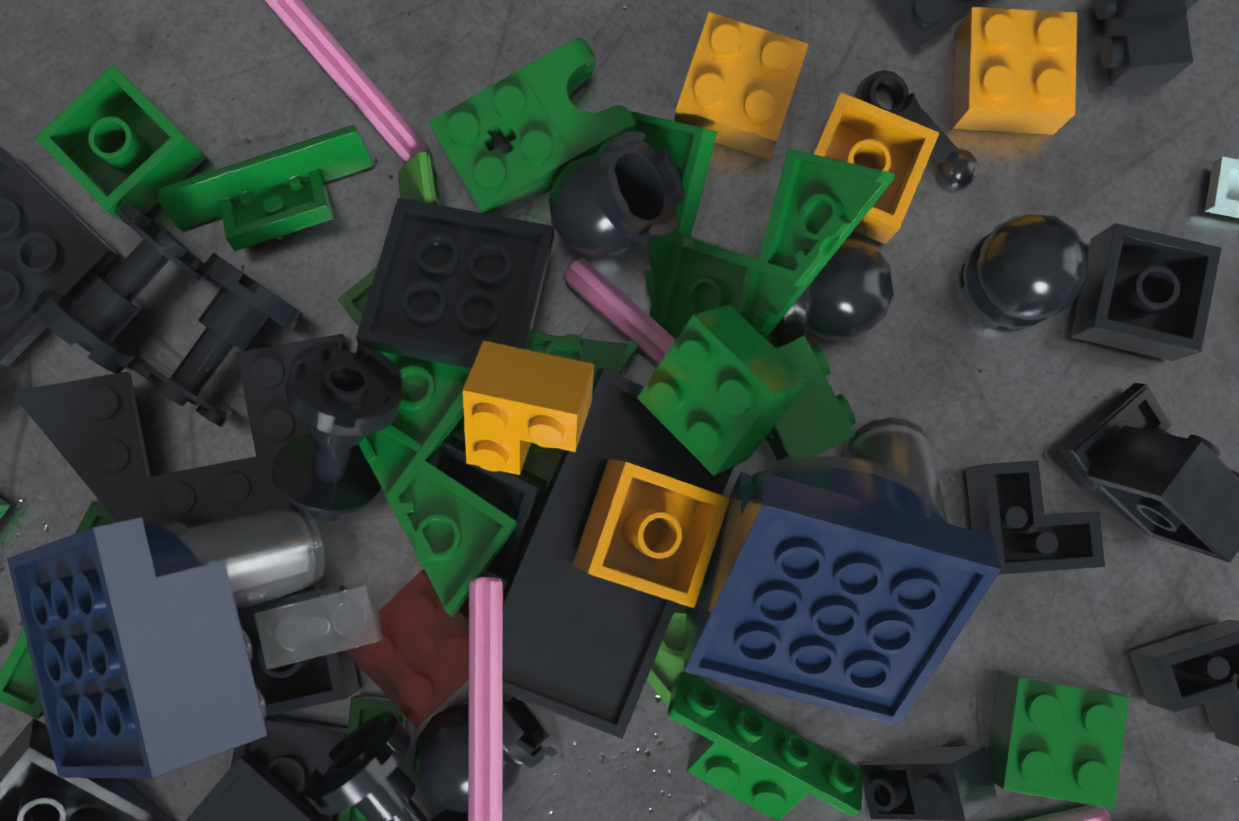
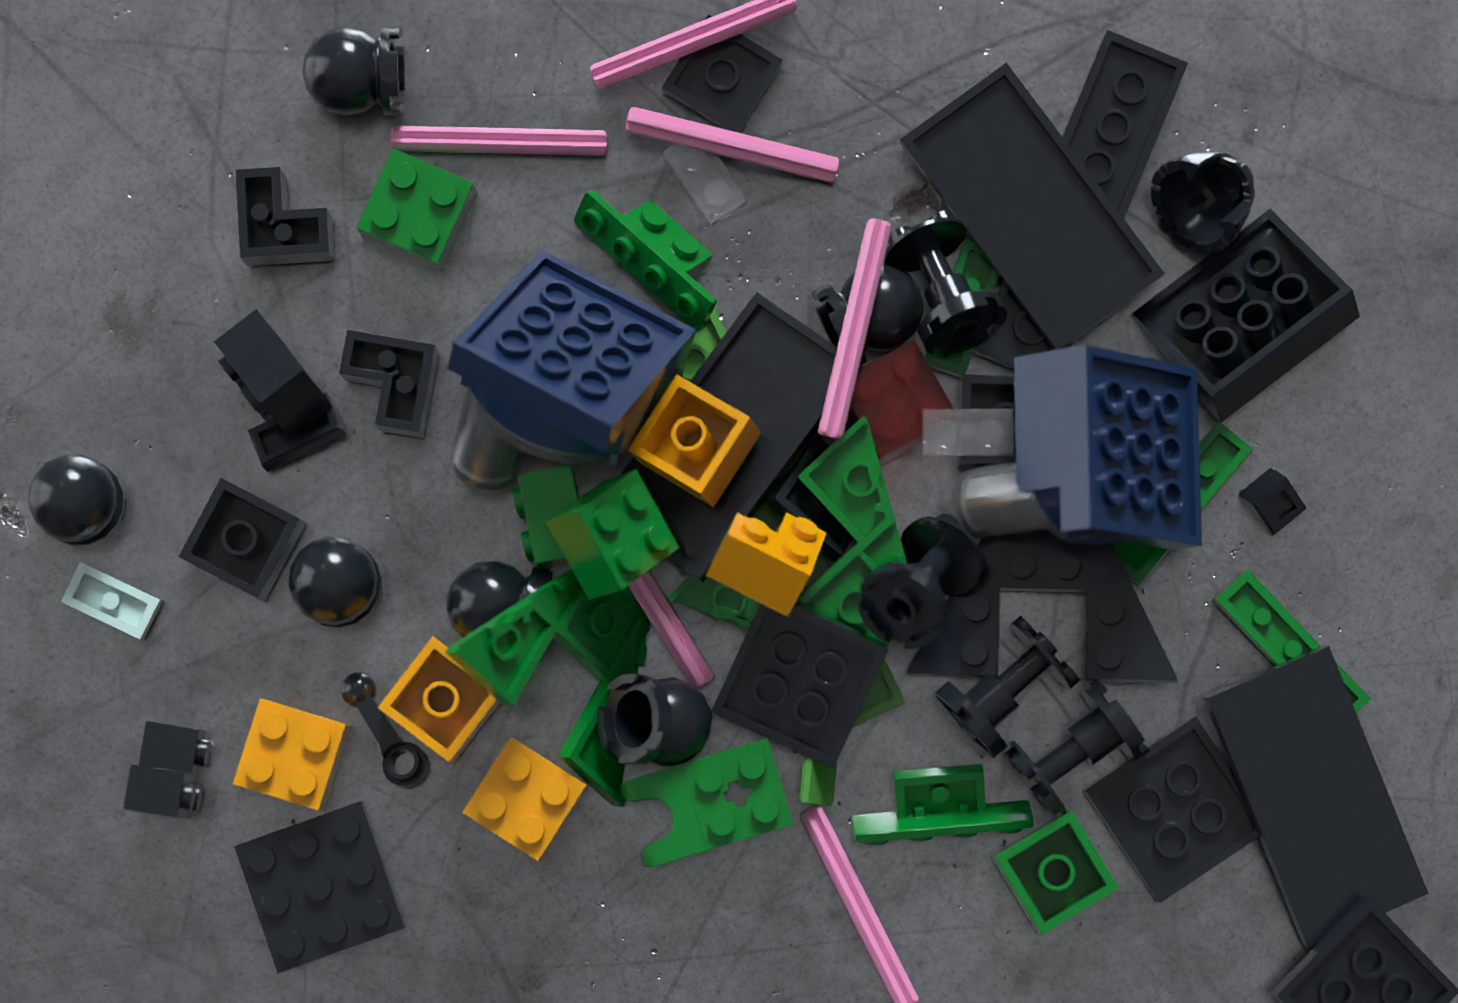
camera: 165 degrees left, 0 degrees up
(930, 784) = (524, 198): black slope -> none

